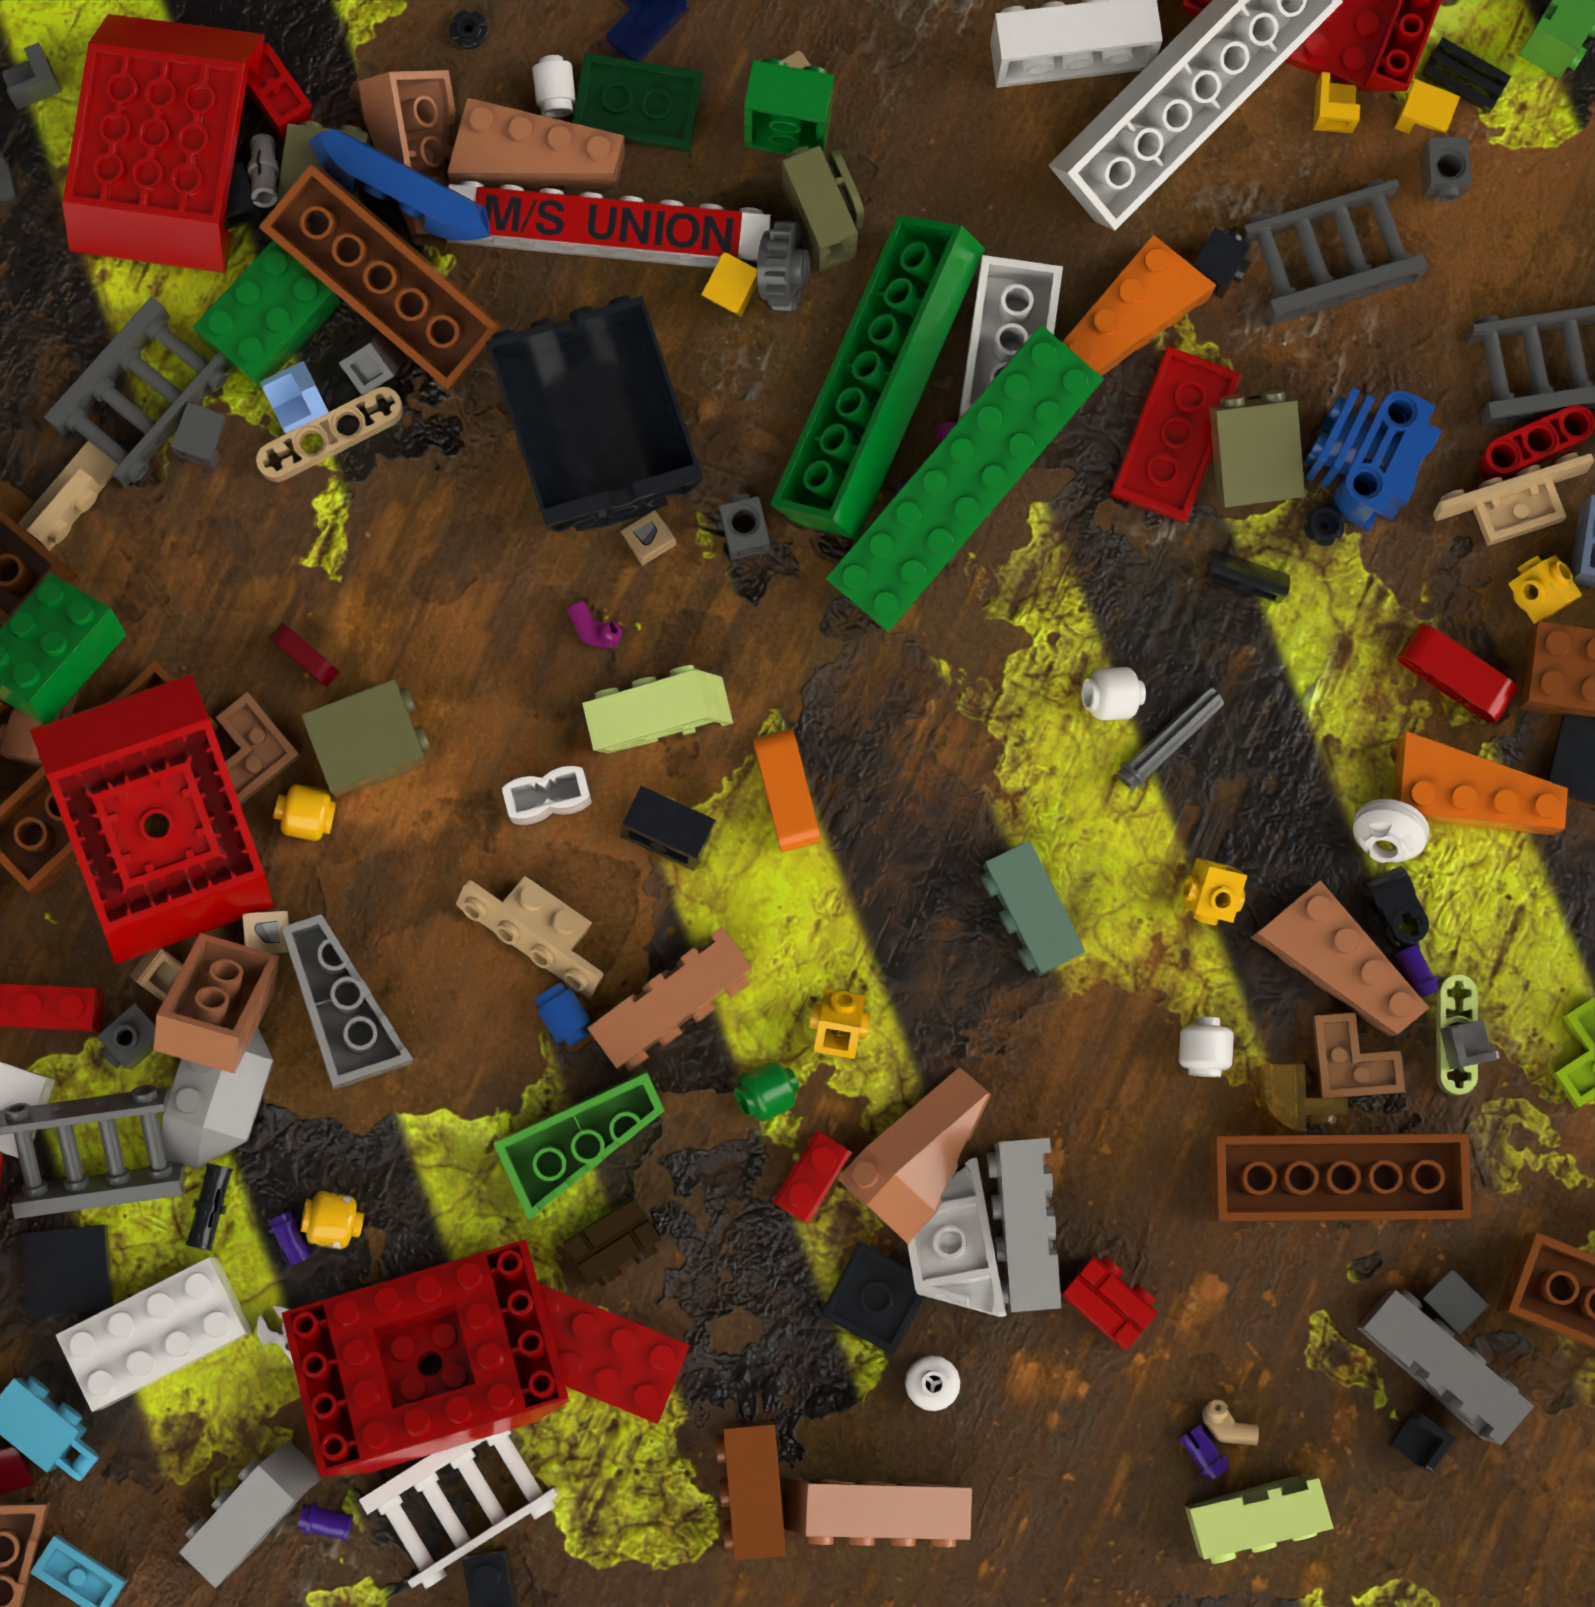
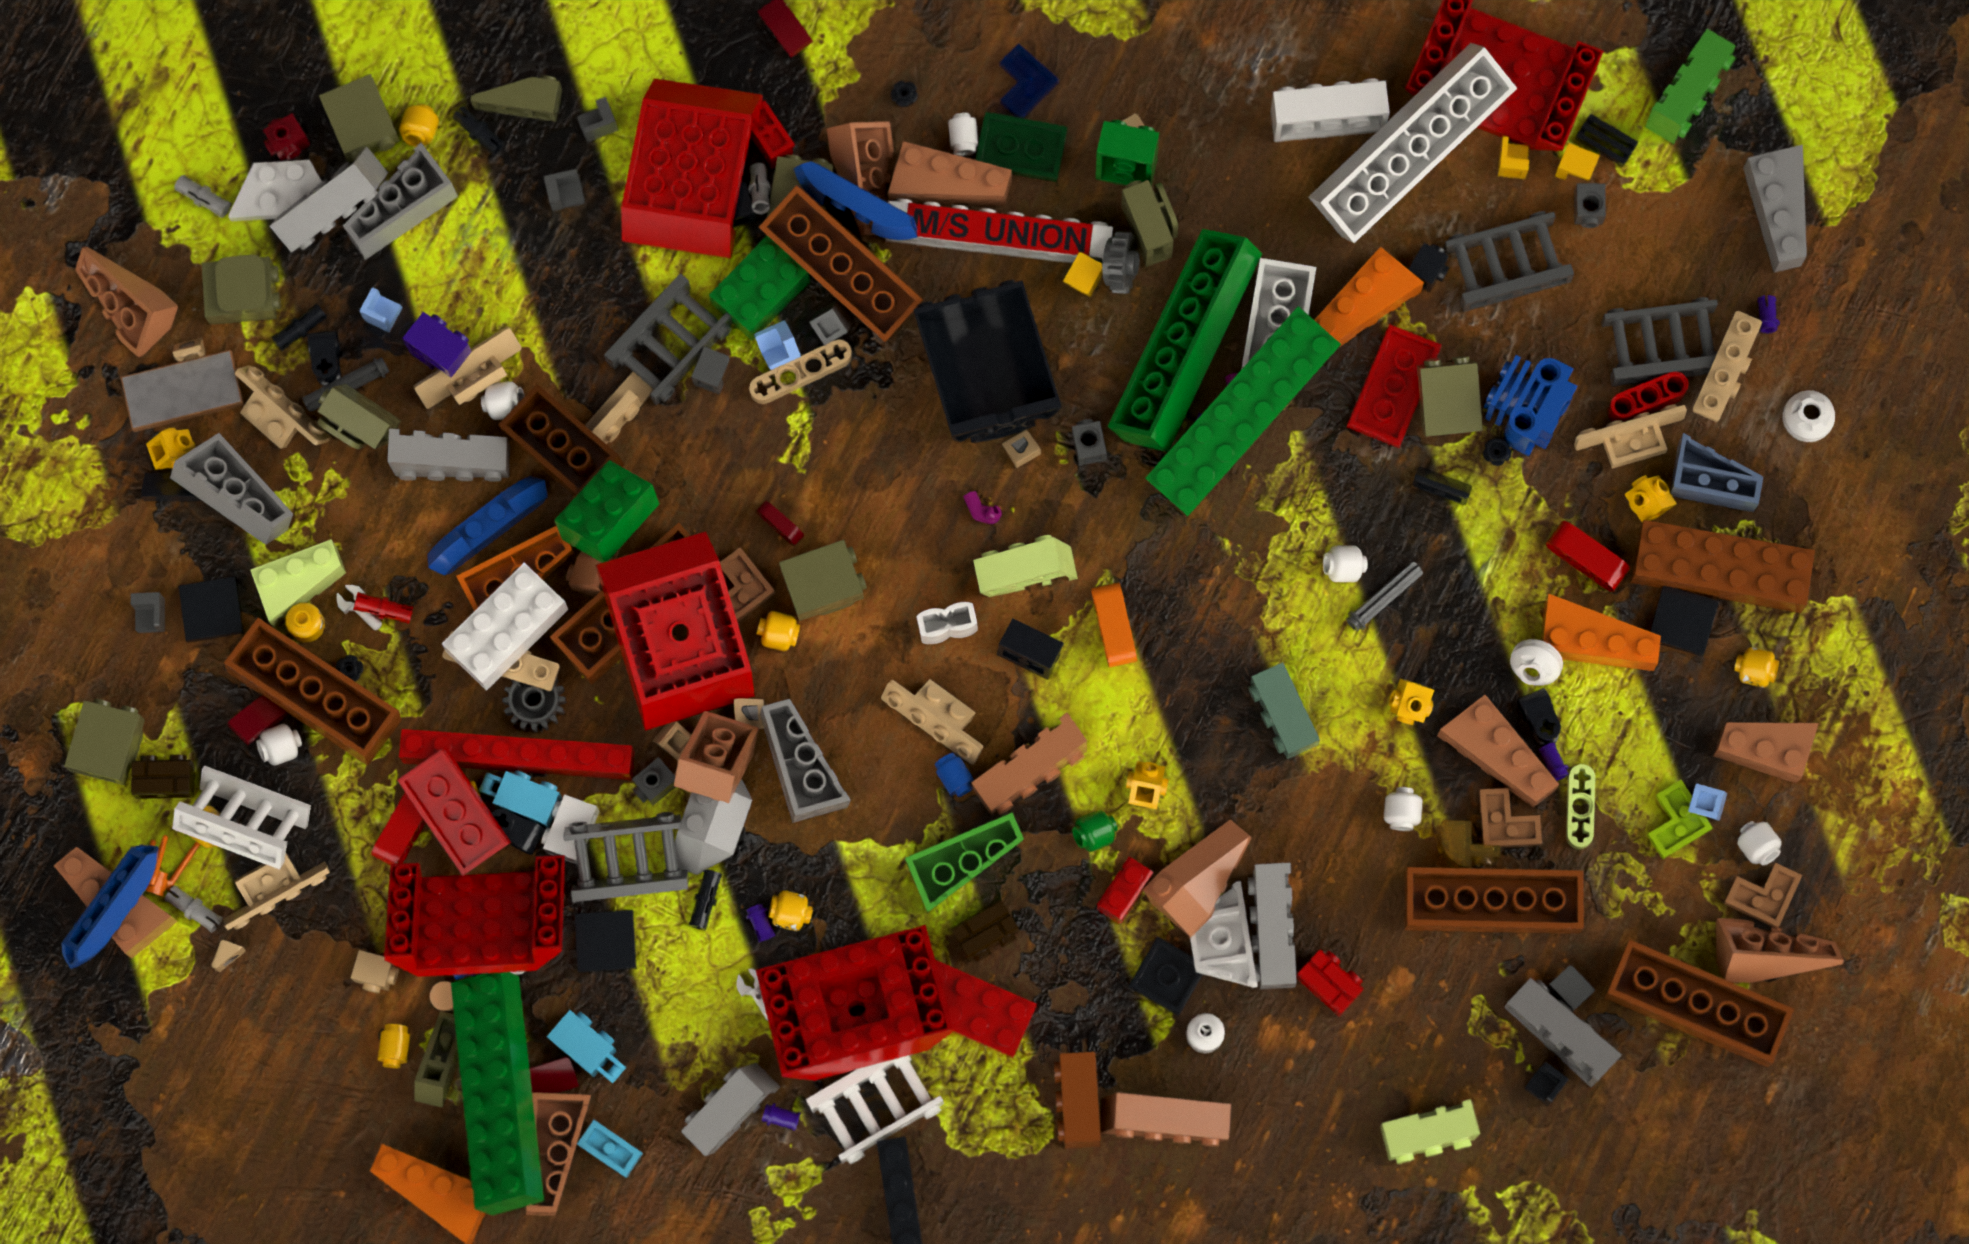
camera: 10 degrees right, 5 degrees down
(154, 1333) = (666, 984): white brick -> none
(1205, 1455) = (1395, 1090): dark purple pin -> none
(1224, 1426) = (1409, 1071): tan arm -> none
(1467, 1045) = (1586, 811): flat silver panel -> none

